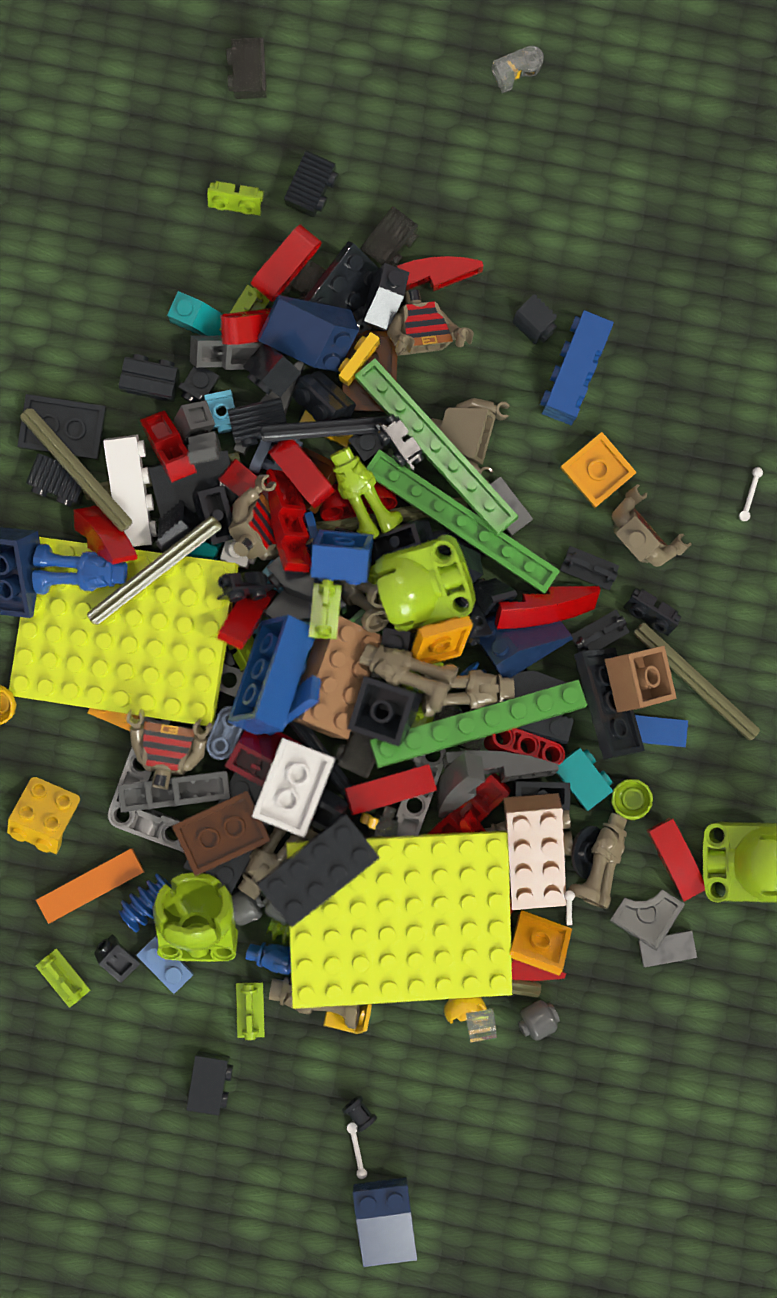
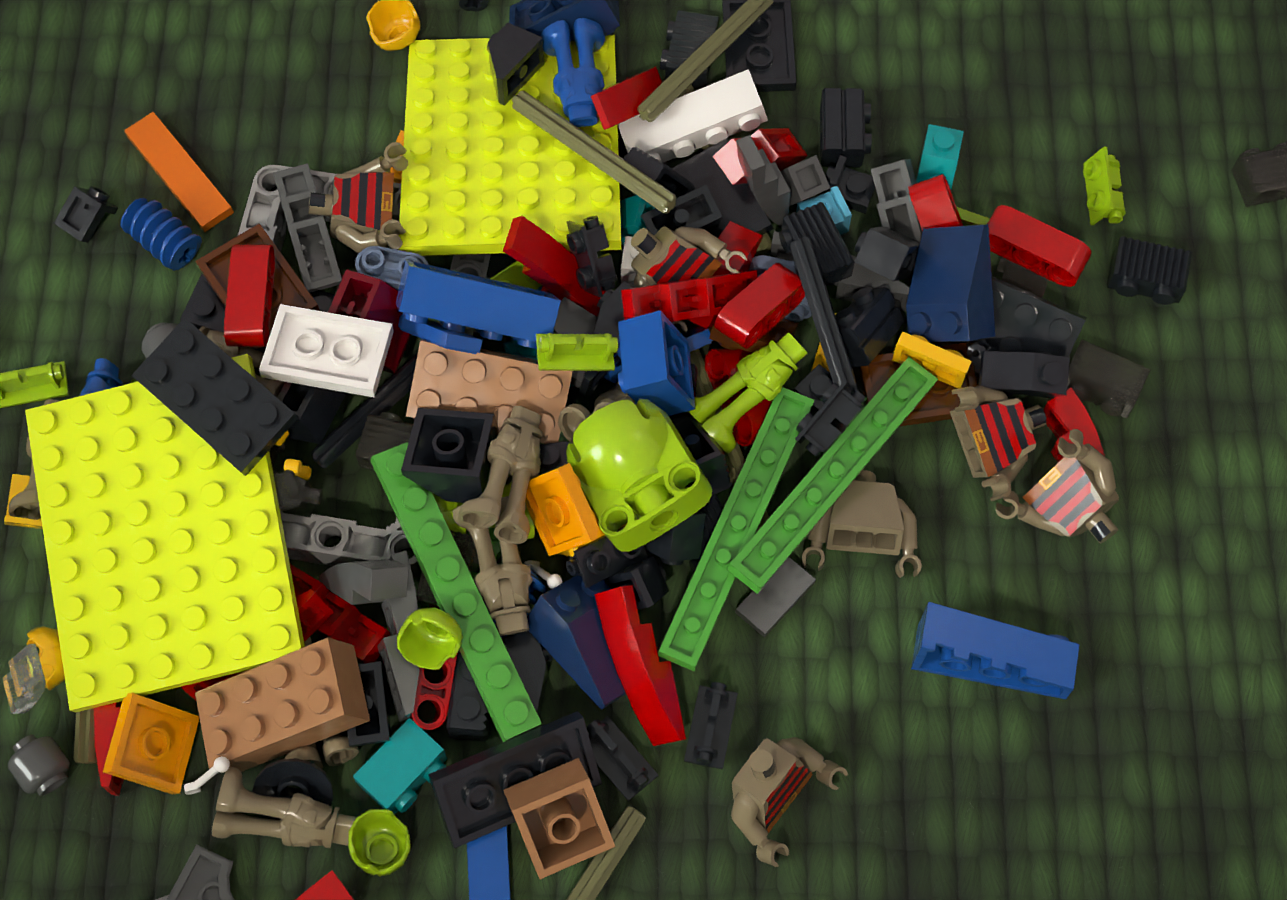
camera: 80 degrees right, 20 degrees down
(42, 815) = (263, 100): yellow bracket -> none
(54, 618) = (513, 59): none -> black slope
(63, 978) = (56, 158): lime hinge -> none
(170, 972) = (83, 274): medium blue plate -> none
(195, 920) = (138, 279): lime piece -> none
(236, 838) = (249, 295): none -> red beam
(390, 789) = (345, 490): red slope -> none
(479, 288) = (1071, 494): none -> torso
(480, 655) = (552, 580): none -> white hinge
(513, 744) = (429, 638): none -> lime hair
(535, 320) = (1047, 579): black brick -> none
(598, 470) = (855, 712): light orange plate -> none
(662, 619) = (670, 811): black hinge -> none

